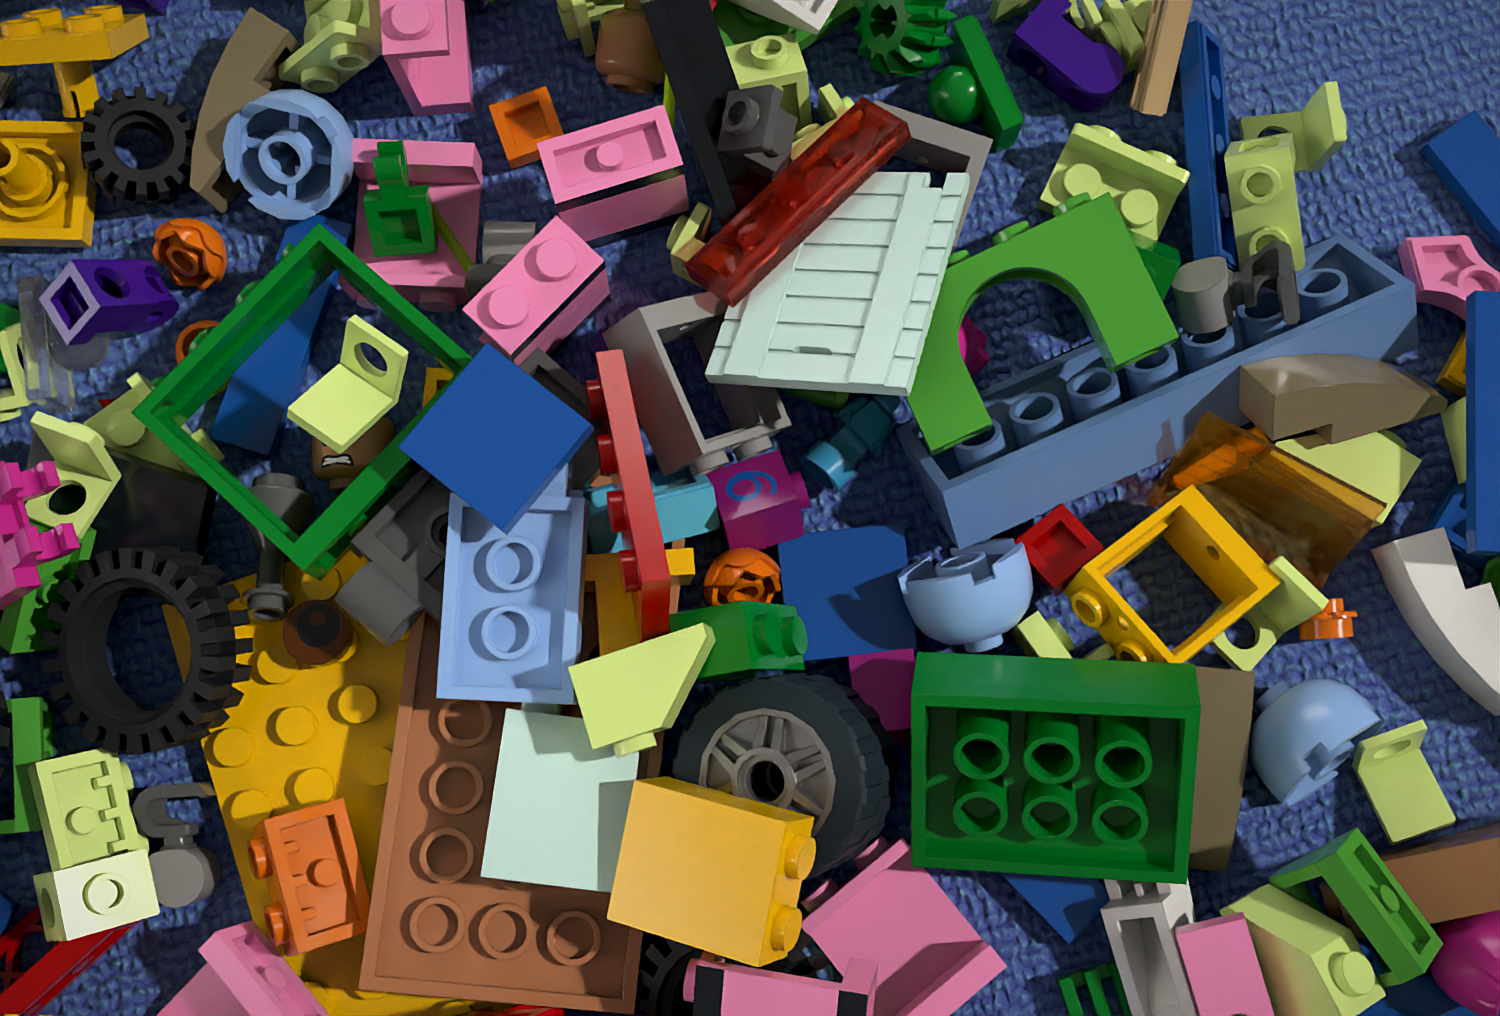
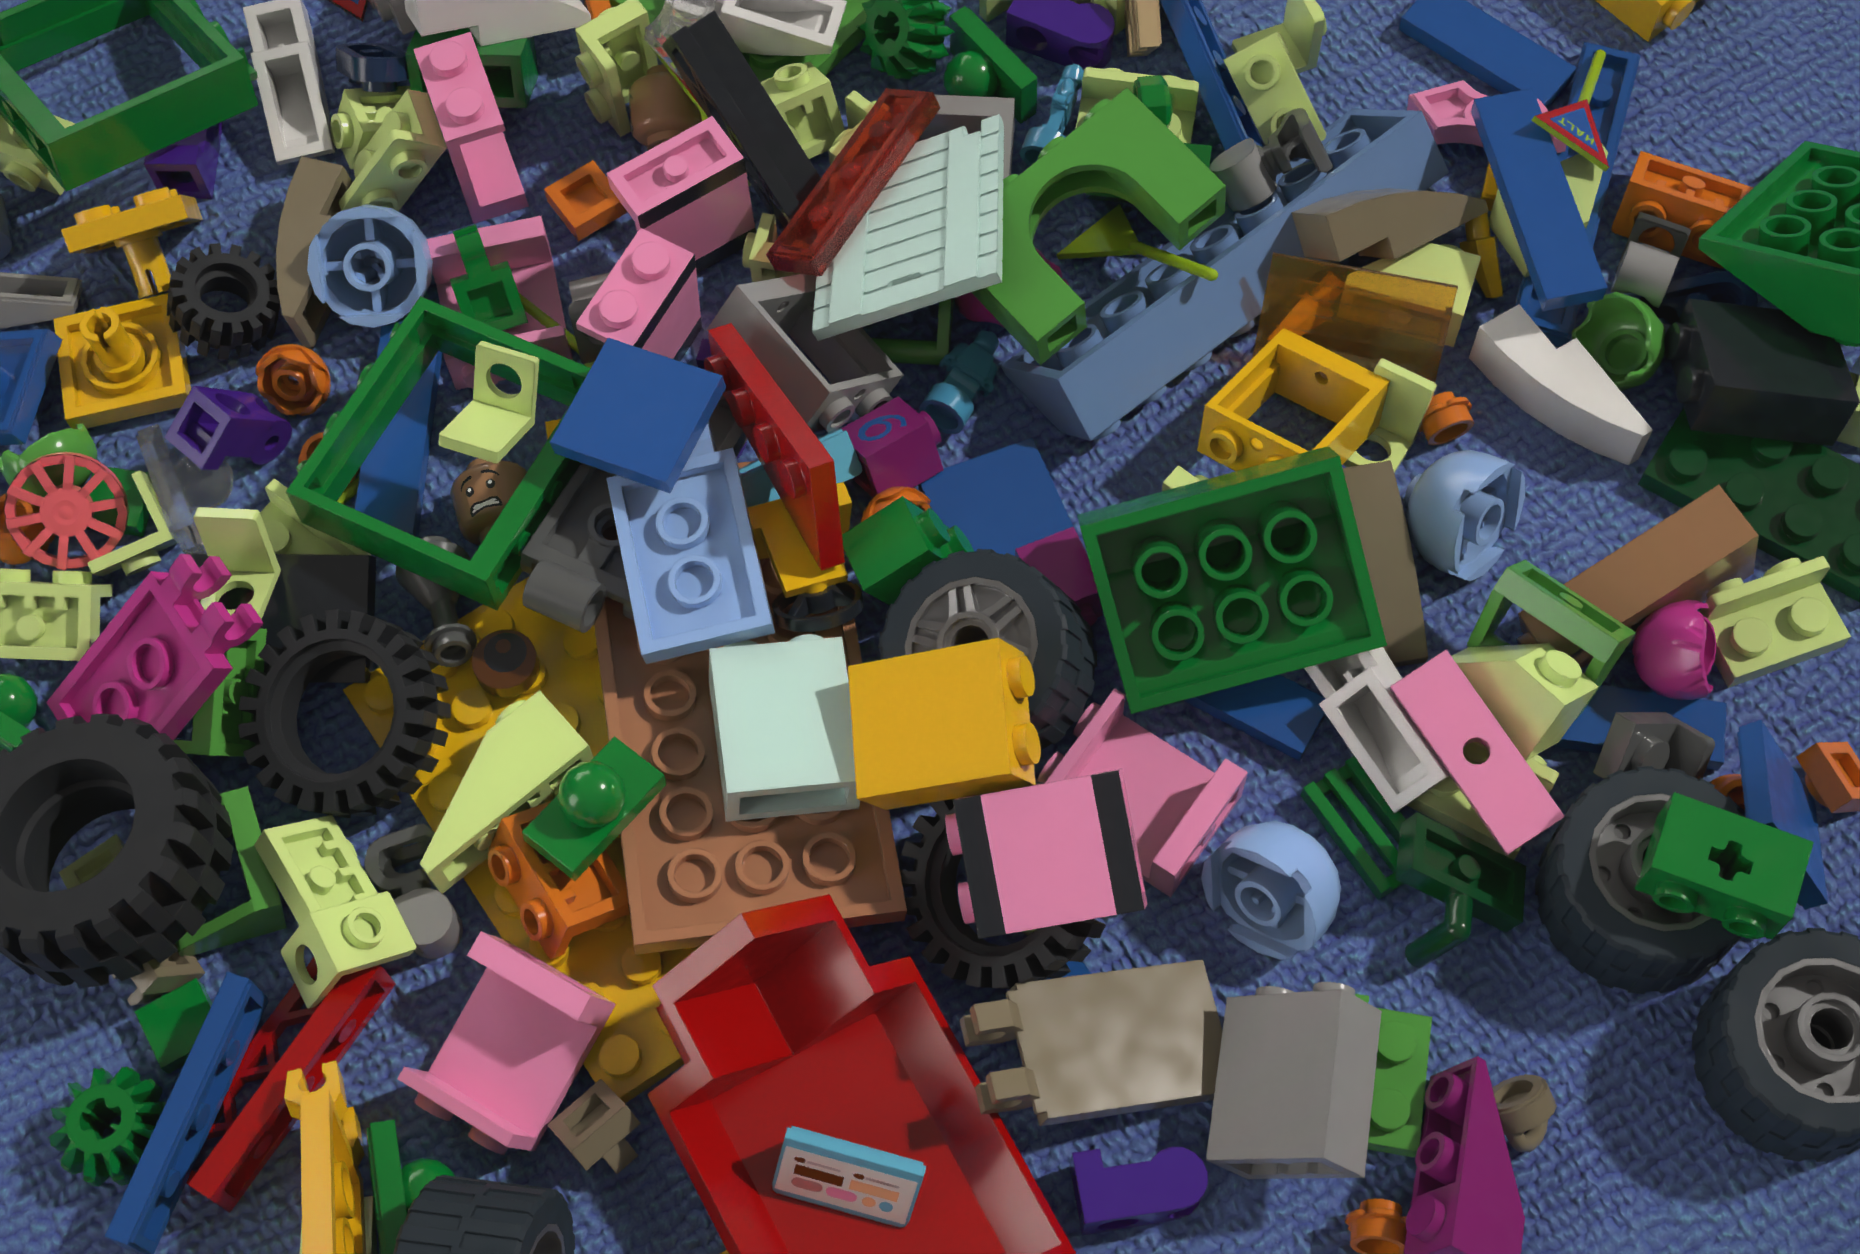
camera: 15 degrees left, 15 degrees down
(287, 767) = (511, 772): none -> yellowish green slope
(354, 837) = (593, 807): none -> green tile
(639, 688) = (831, 584): yellowish green slope -> none
(757, 130) = (799, 134): dark grey bracket -> none
(970, 594) = (1110, 465): light blue cylinder -> none
(1012, 194) = (1060, 114): none -> dark azure piece
(1048, 319) = (1115, 237): none -> lime piece
(1059, 548) = (1176, 417): red tile -> none
(1134, 188) = (1155, 96): none -> green tile
(1401, 784) = (1554, 529): yellowish green bracket -> none
(1423, 441) = (1483, 244): none -> yellow bar

